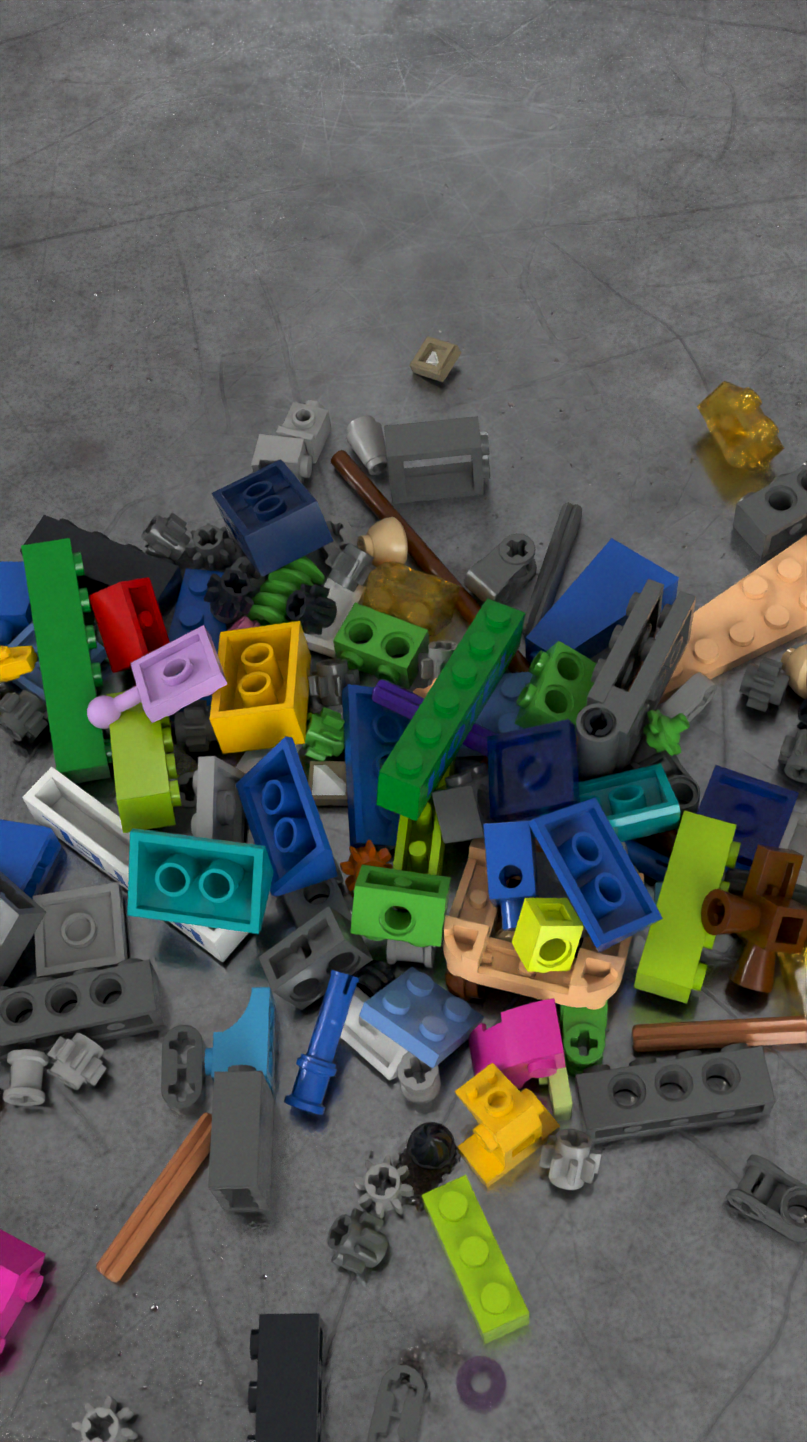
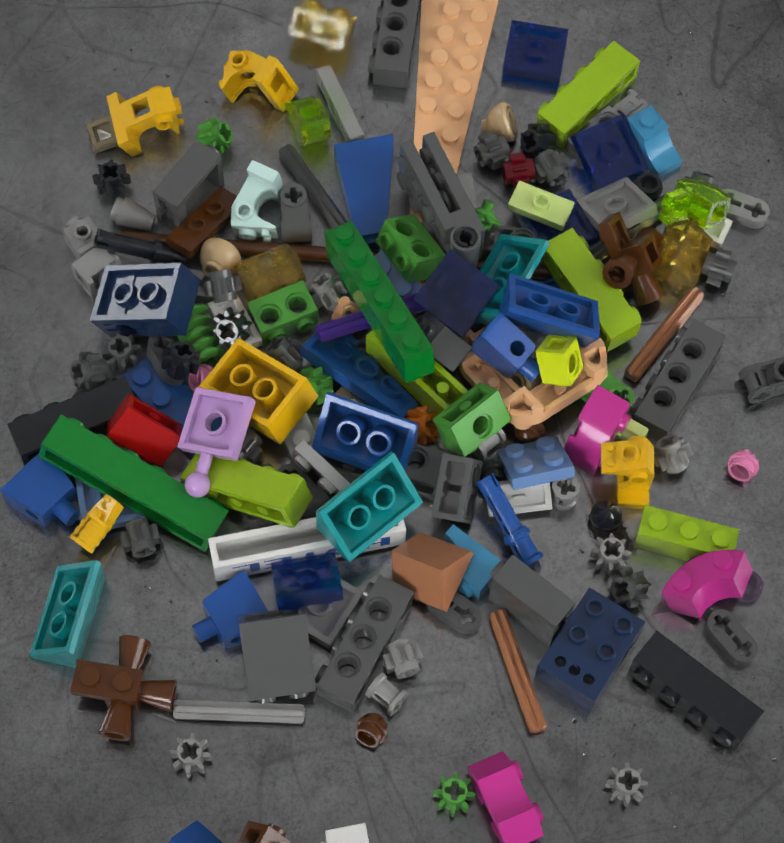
camera: 60 degrees left, 5 degrees up
(73, 893) = (306, 581): none -> clear blue plate
(199, 1004) = (430, 569): none -> nougat slope
(241, 1255) = (589, 649): none -> dark blue piece
(328, 468) = (128, 245): none -> black pin
(390, 399) = (111, 179): none -> black gear
(418, 504) = (202, 223): none -> reddish brown plate
(434, 1326) = (706, 581): none -> dark pink brick
(472, 520) = (258, 188): none -> light aqua tile
(489, 366) = (162, 115): none -> yellow tile
(519, 440) = (215, 134): none -> bright green gear
(617, 409) = (268, 75): none -> yellow tile
(617, 498) = (309, 120): none -> clear neon green brick
(634, 1254) = (743, 465): none -> bright pink plate
(669, 511) = (338, 104): none -> light grey piece
(744, 779) = (540, 205): none -> yellowish green plate
(766, 727) = (517, 169): none -> dark red gear

